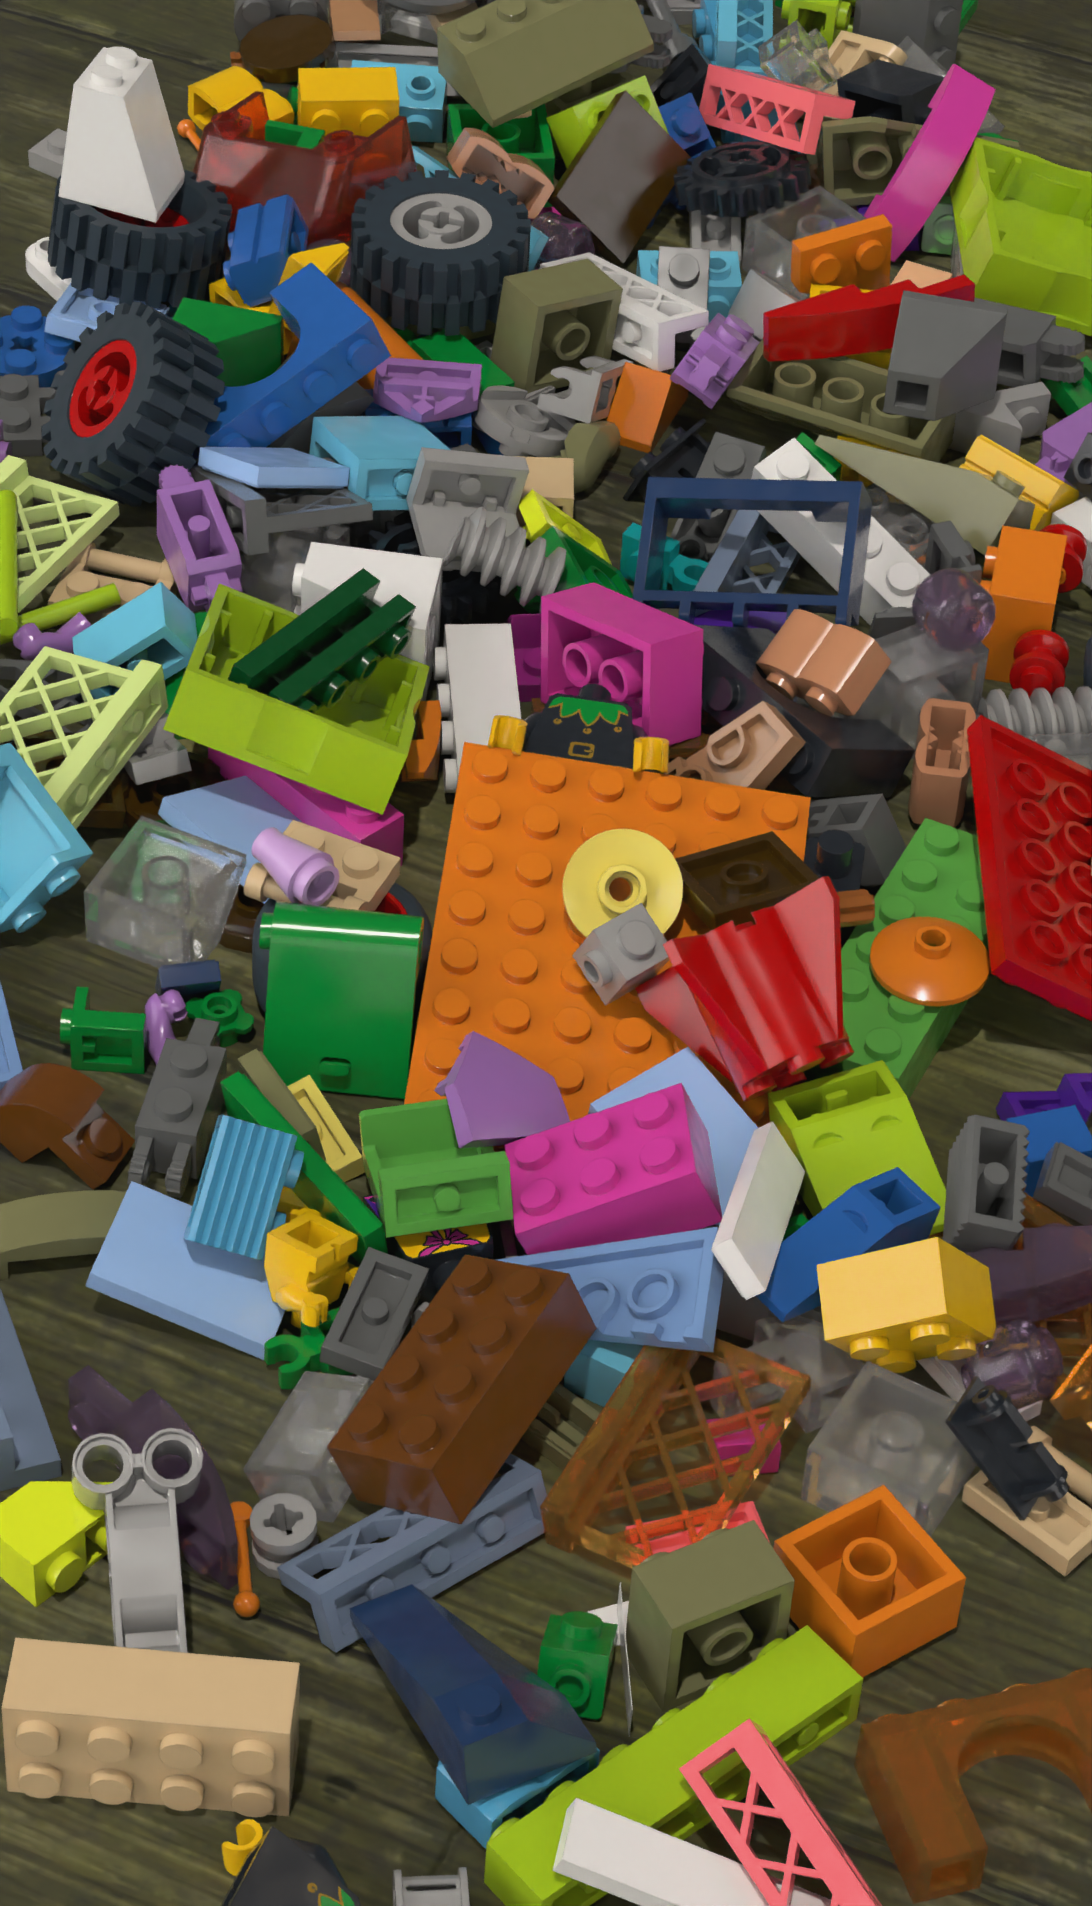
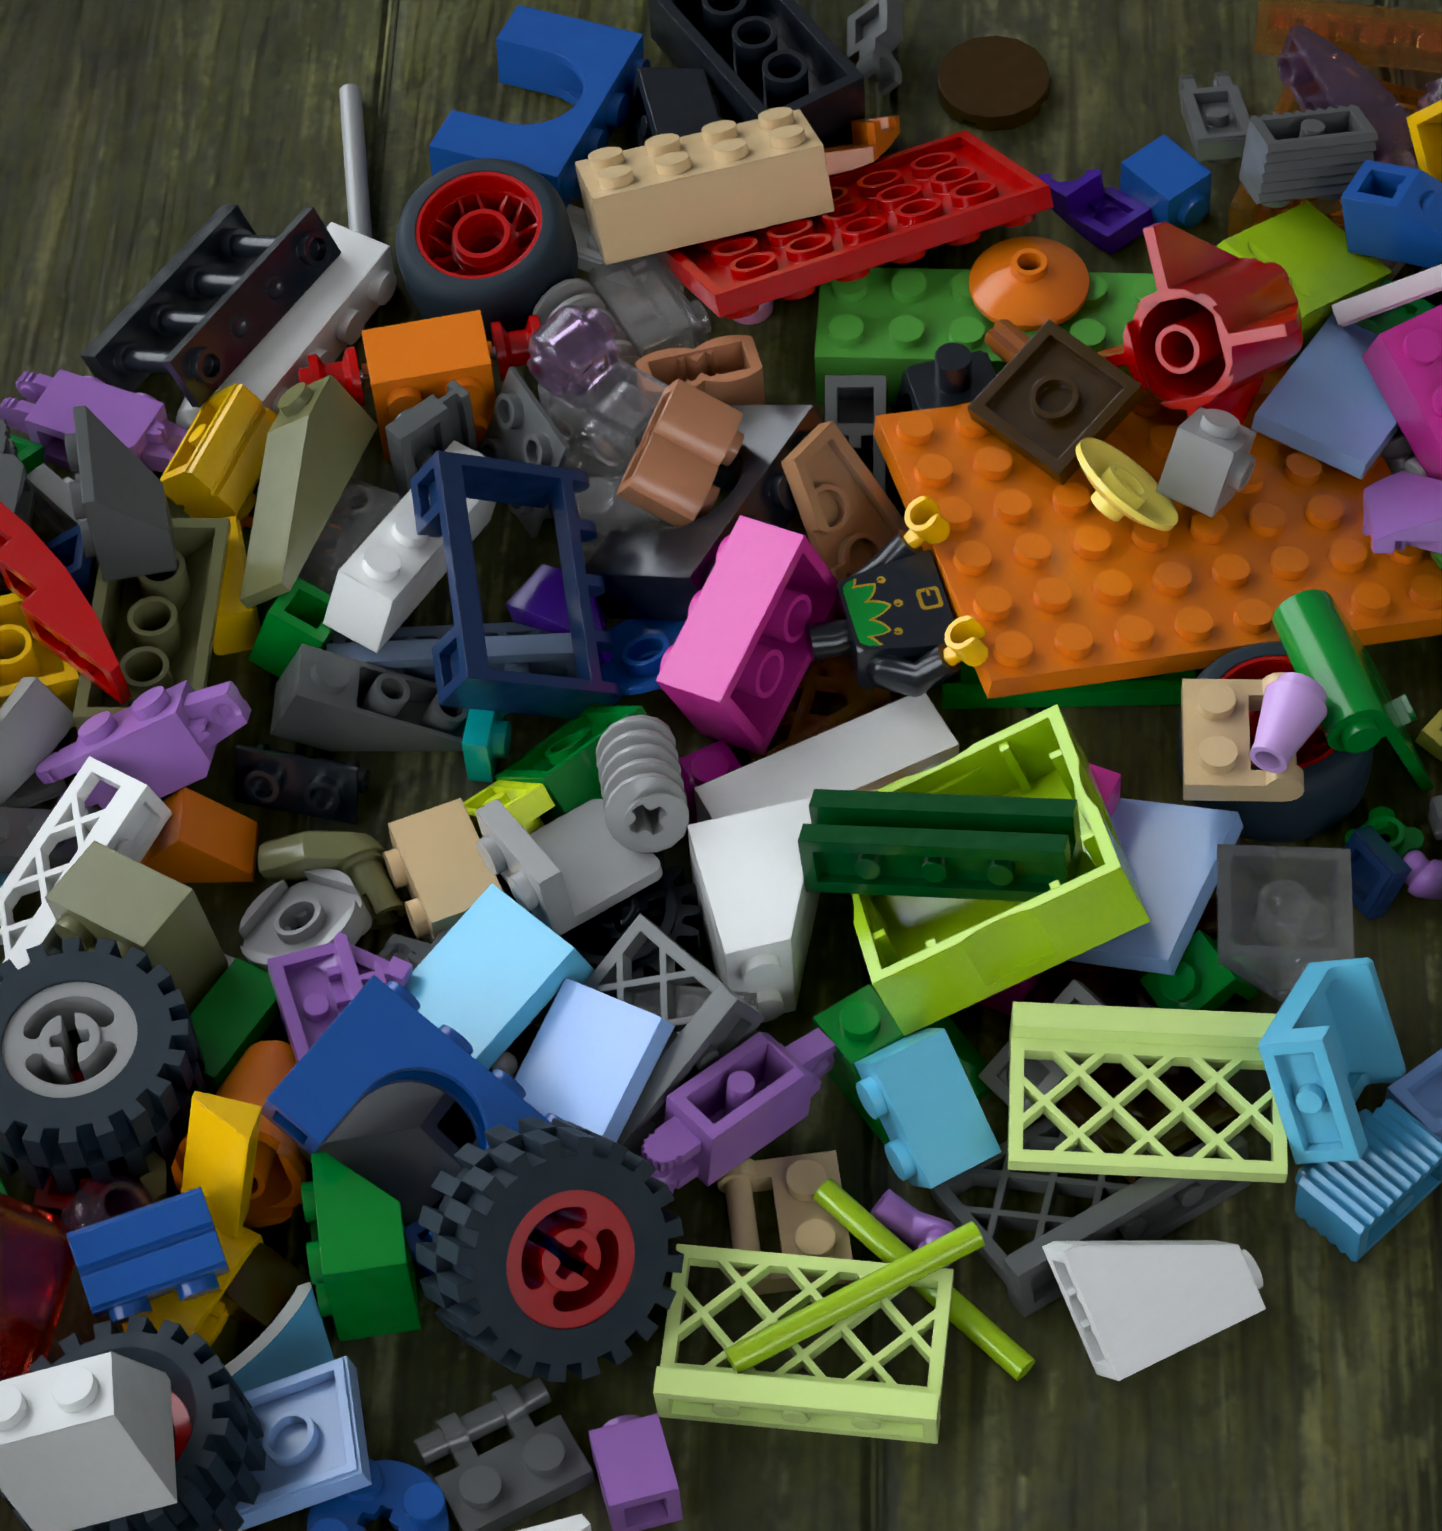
camera: 105 degrees left, 10 degrees up
(589, 391) = (233, 871): light grey hinge -> none

